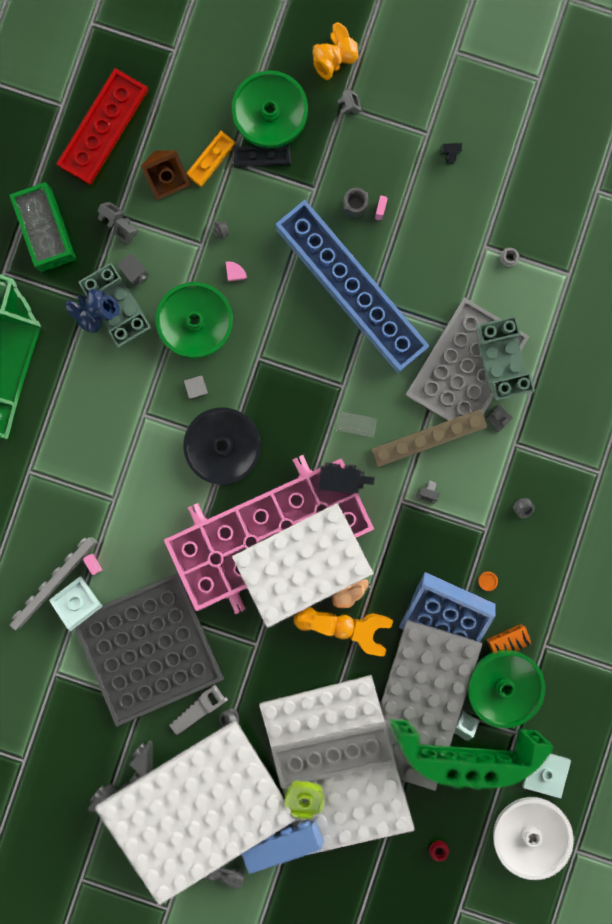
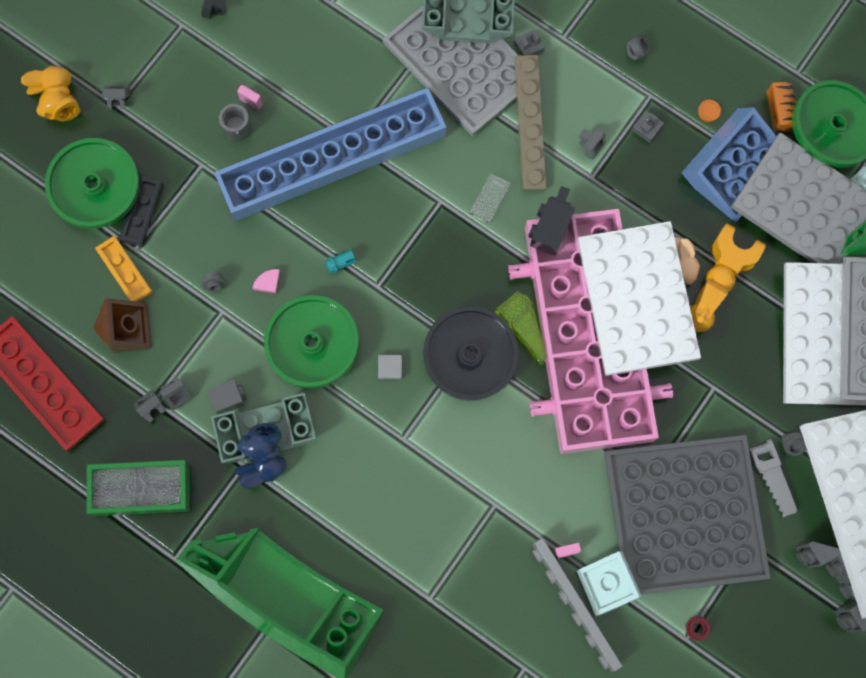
camera: 75 degrees left, 10 degrees down
(59, 683) = (705, 631): none -> dark red plate
(263, 477) = (522, 320): none -> clear neon green slope
(267, 322) = (340, 261): none -> teal pin
(458, 534) = (647, 126): none -> dark grey tile

